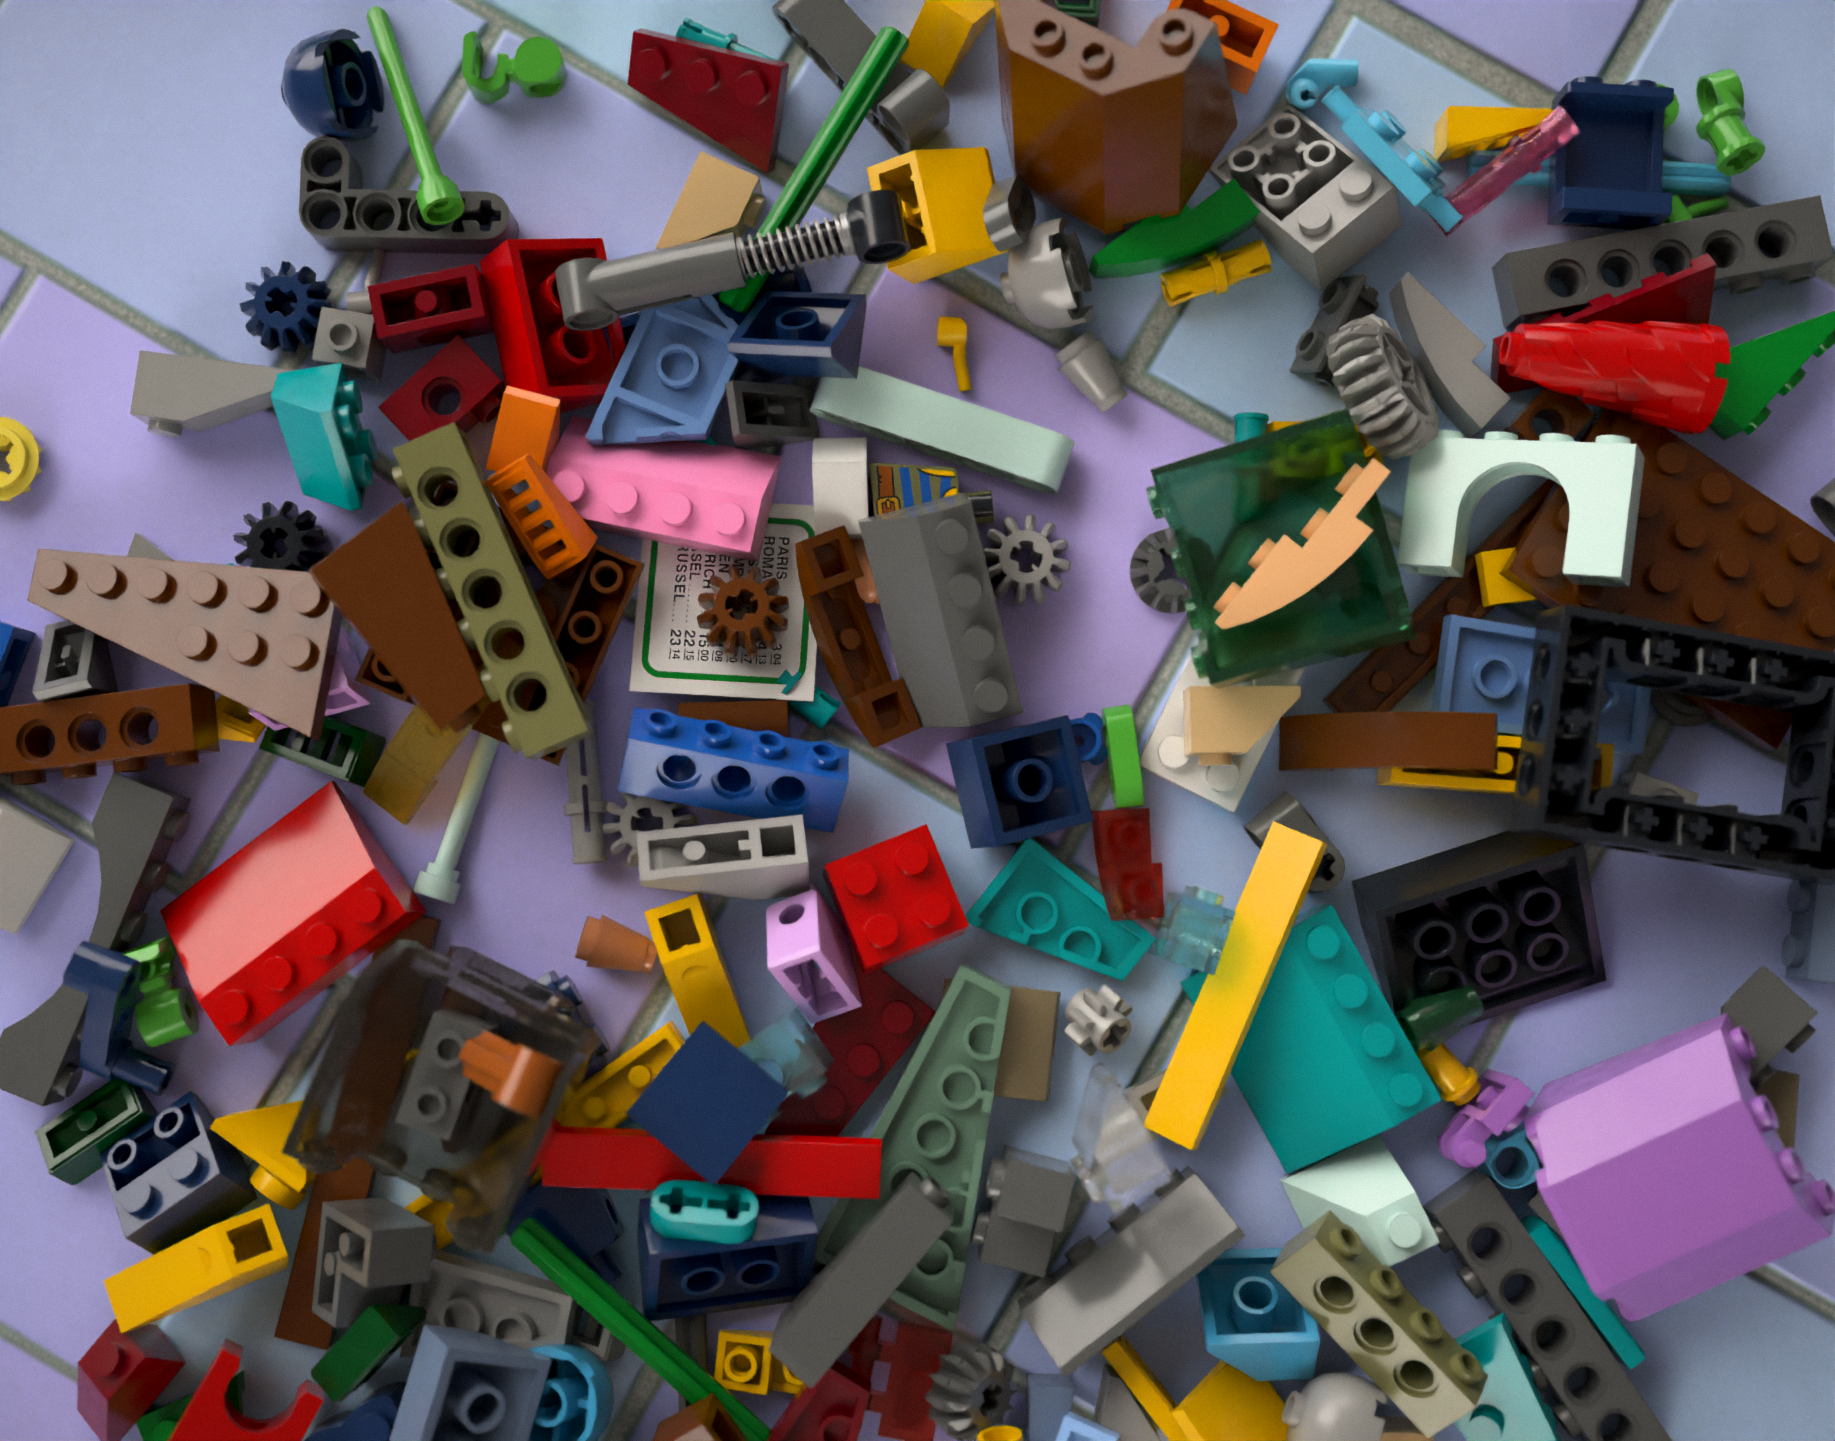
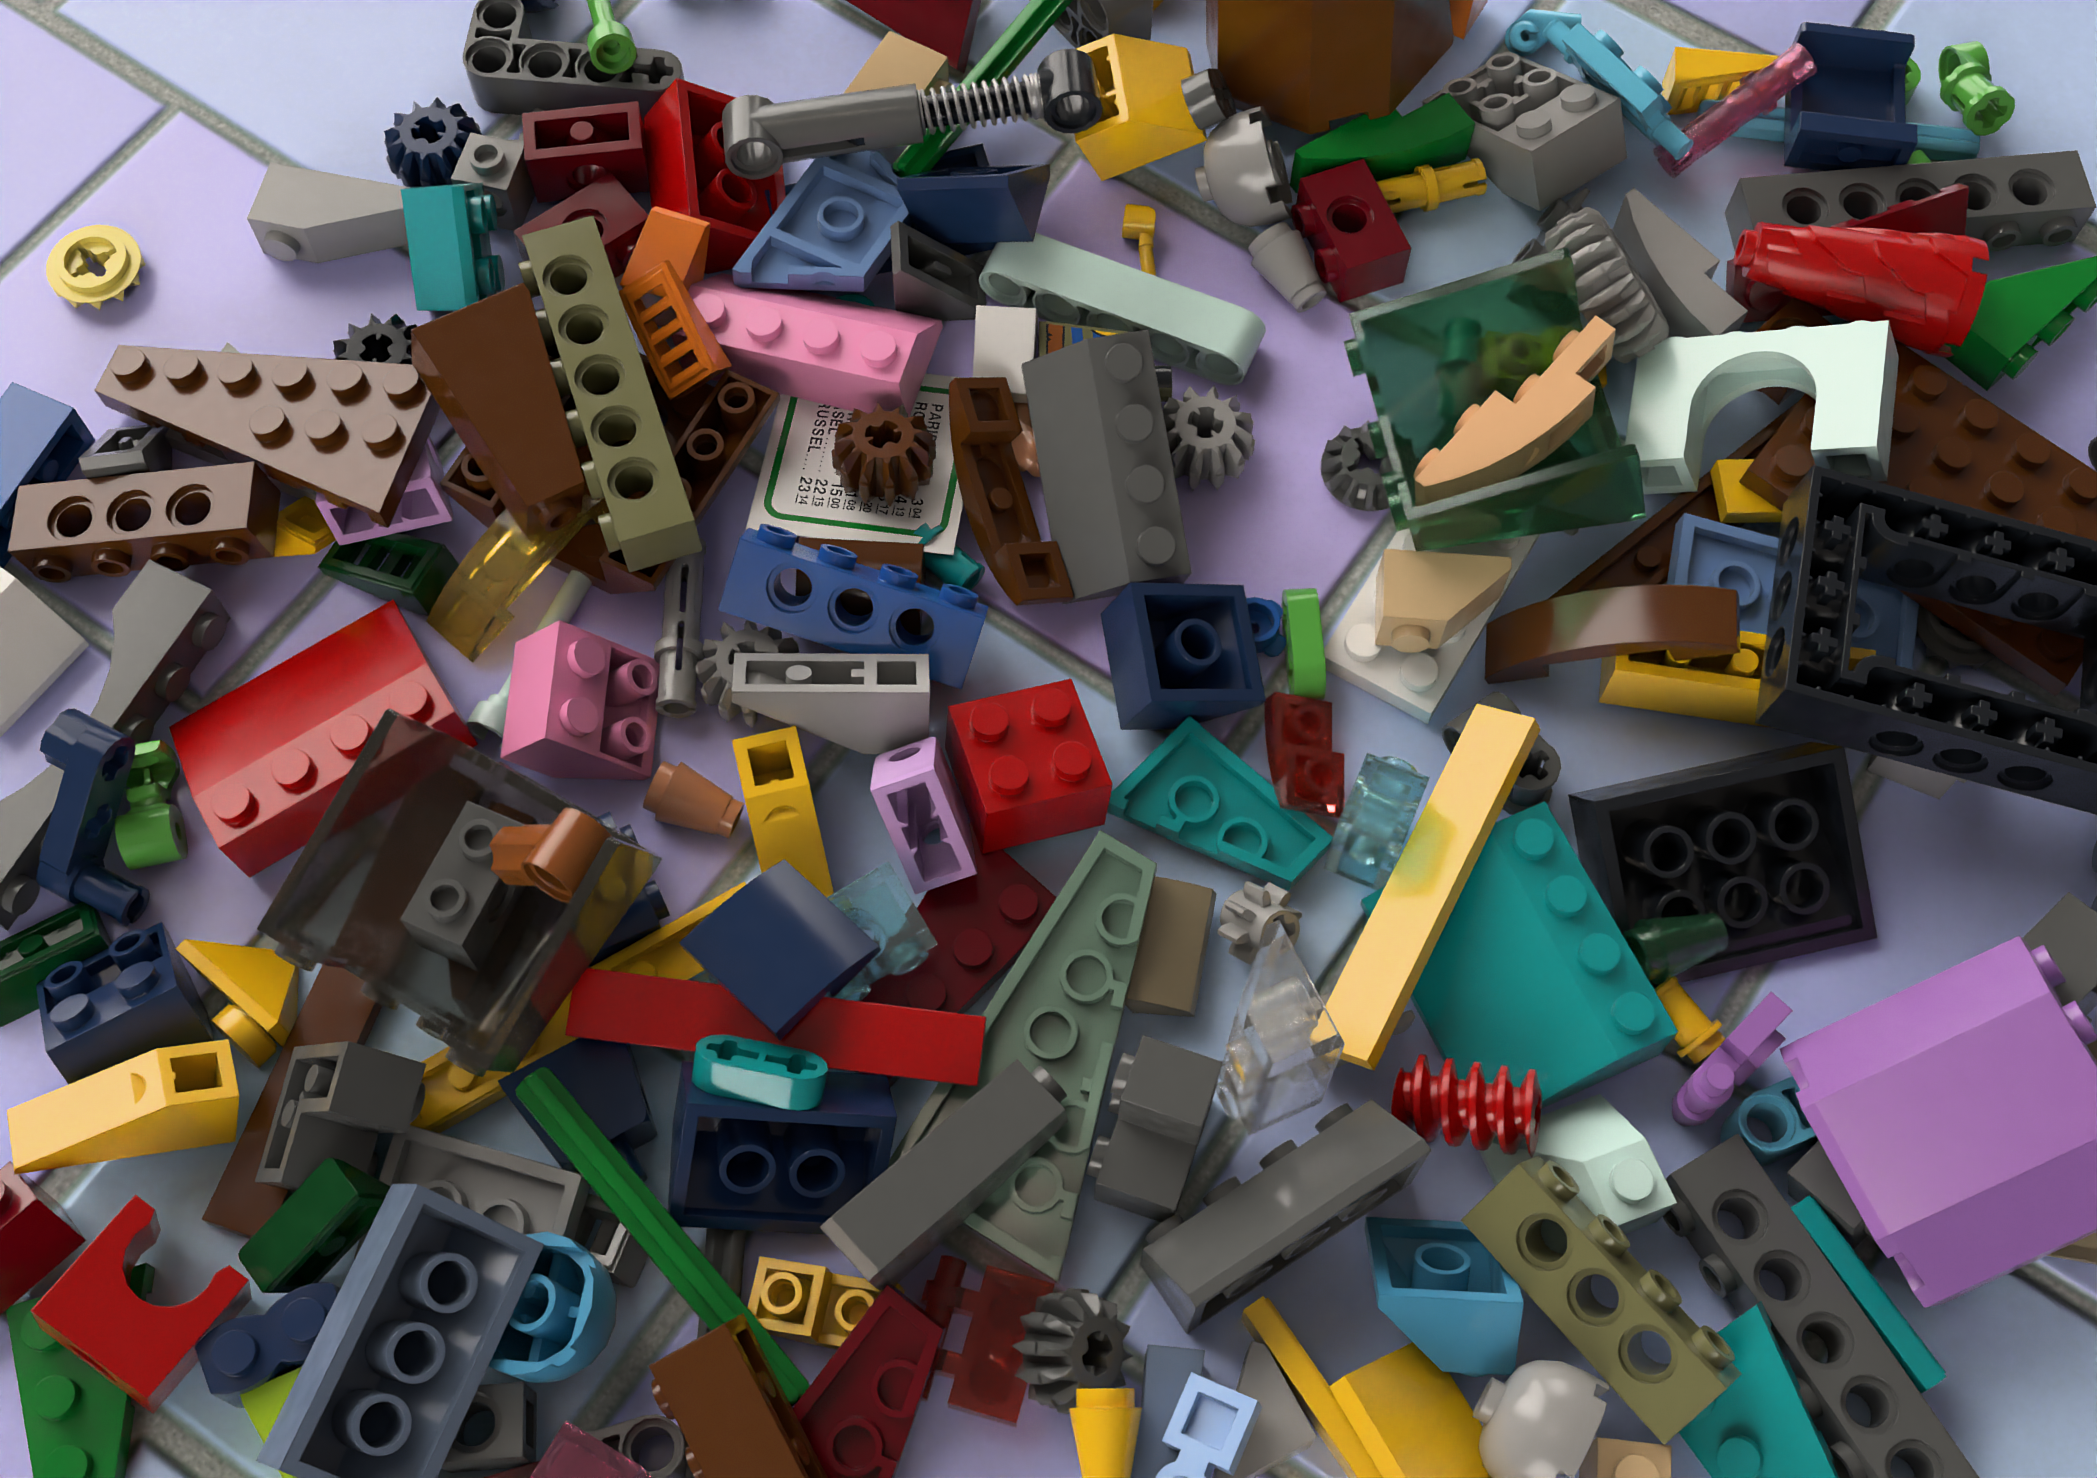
camera: 10 degrees right, 20 degrees down
(509, 870) = (581, 706): none -> bright pink slope
(1146, 297) = (1375, 247): none -> dark red brick
(1272, 1167) = (1469, 1105): none -> red piece

